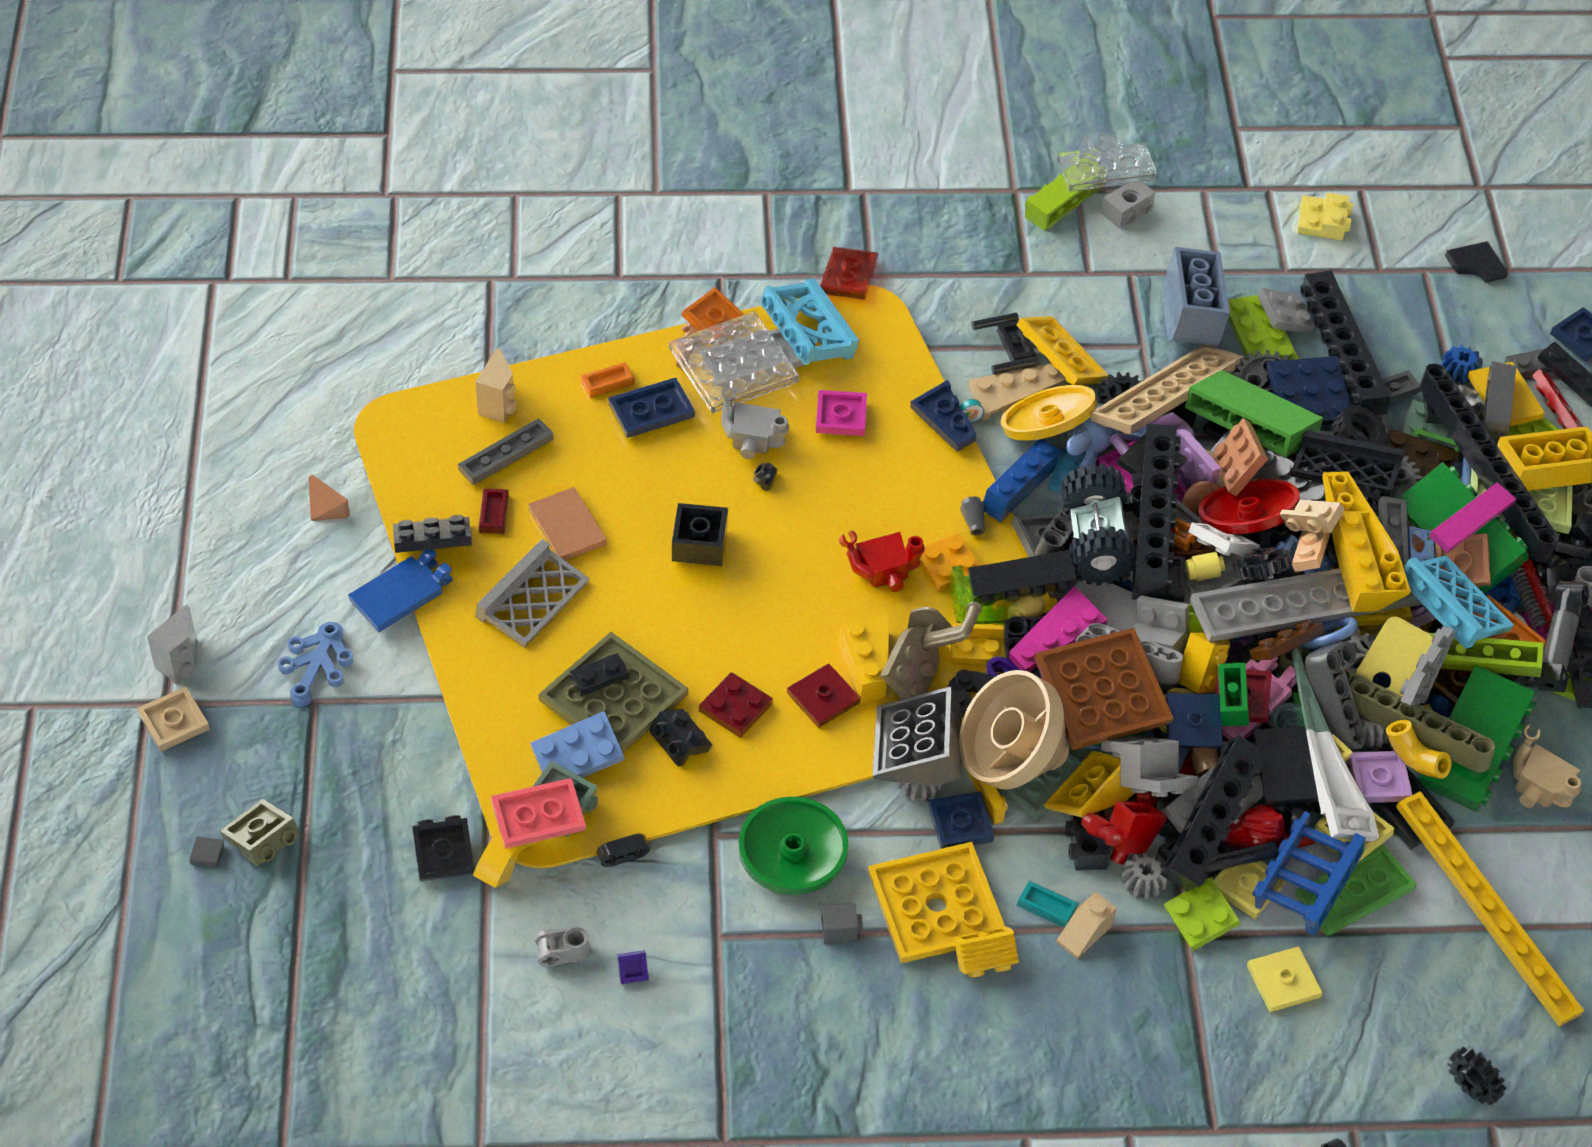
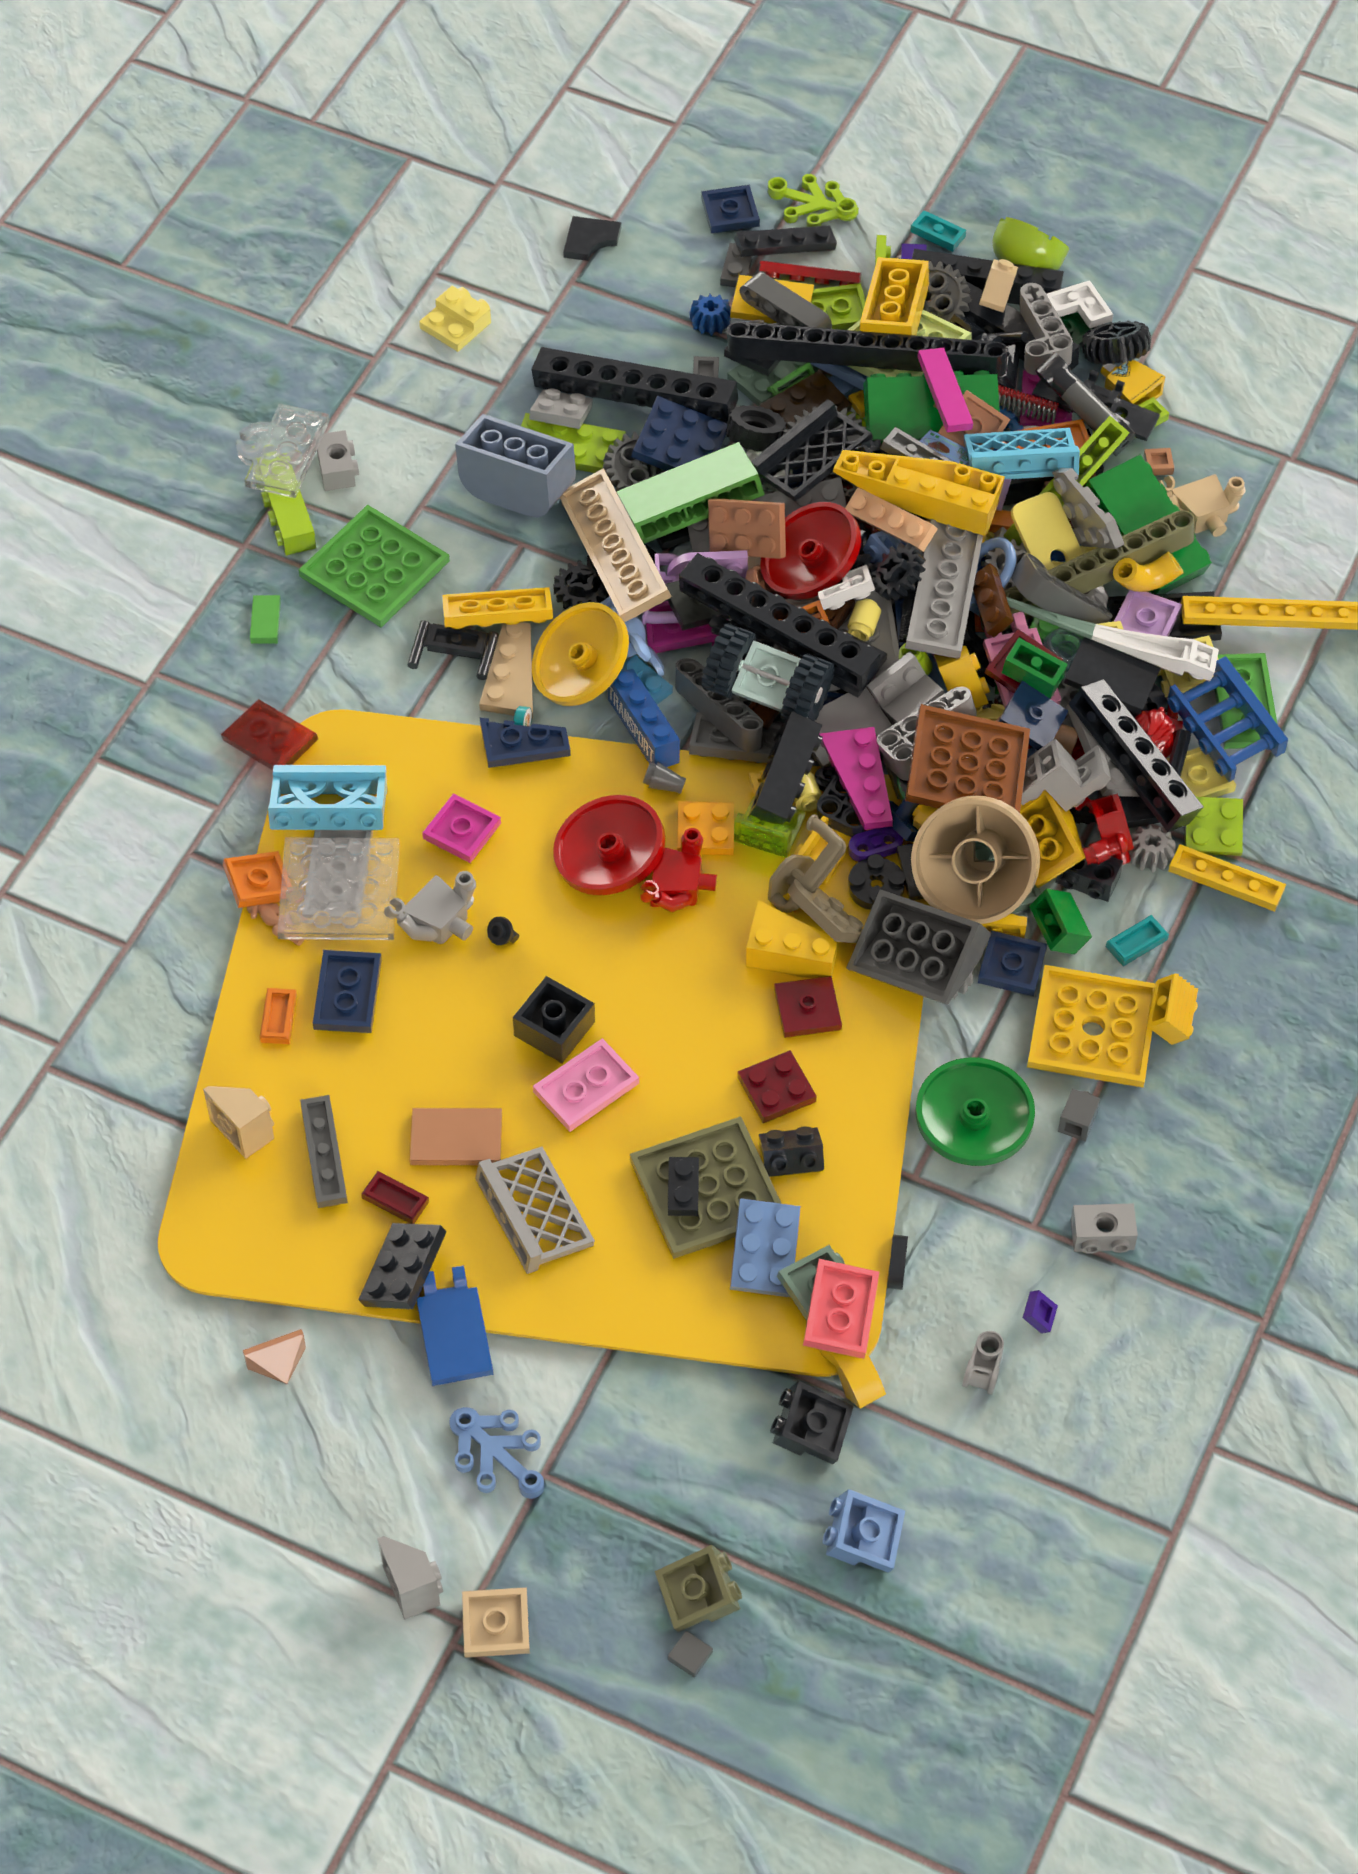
camera: 60 degrees left, 5 degrees up
(364, 921) = (864, 1531): none -> medium blue plate
(659, 581) = (586, 1084): none -> bright pink plate
(738, 968) = (1115, 1217): none -> light grey brick
(882, 503) = (609, 845): none -> red dish
(955, 228) = (265, 619): none -> bright green tile
(1020, 835) = (1060, 921): none -> green brick
(1049, 266) = (374, 565): none -> bright green plate
(1087, 925) = (1181, 918): tan slope -> none
(1155, 946) = (1227, 877): none -> yellow plate
(1284, 979) = (1307, 801): light yellow plate -> none
(1313, 516) = (876, 502): tan bracket -> none
(1567, 729) = (1160, 460): none -> nougat plate

